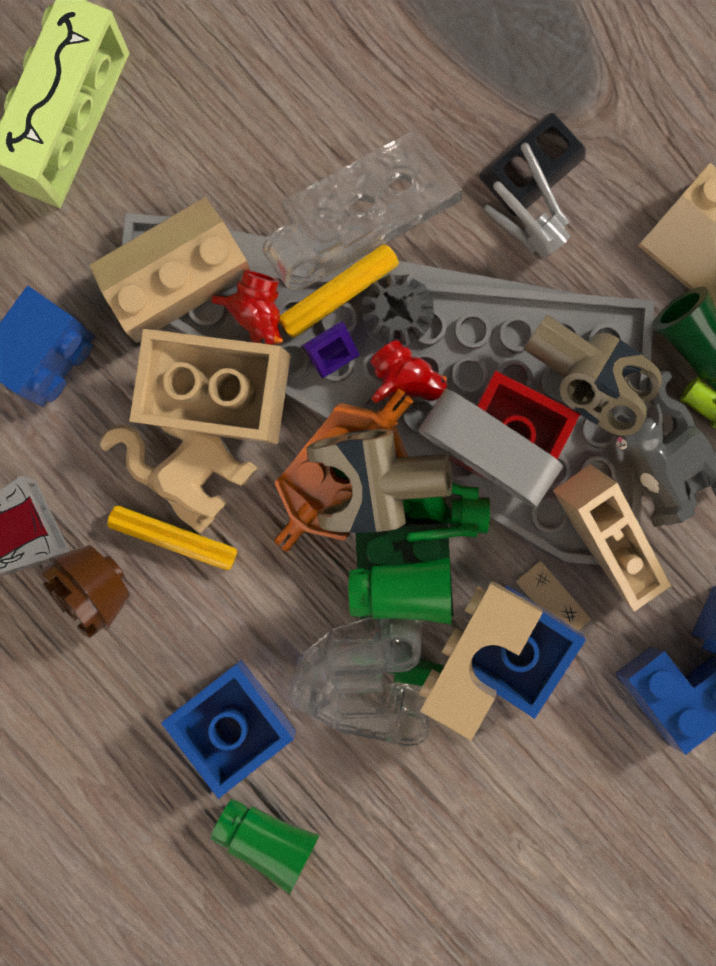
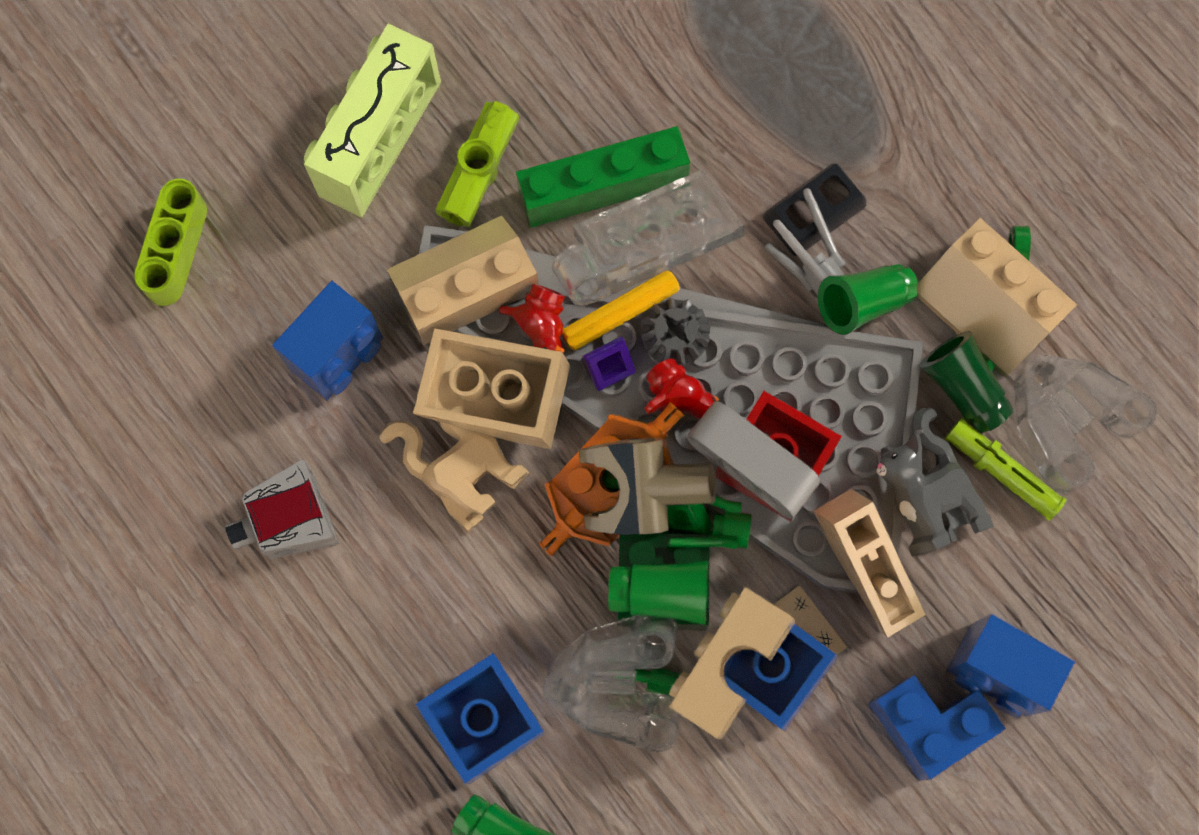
camera: 10 degrees right, 10 degrees down
(86, 587) = (353, 572): reddish brown cone -> none
(172, 537) = (440, 533): yellow axle -> none
(183, 117) = (467, 184): none -> lime piece
(309, 145) = (602, 176): none -> green brick
(585, 260) = (861, 297): none -> green plant
(595, 374) = (859, 401): dark tan connector -> none

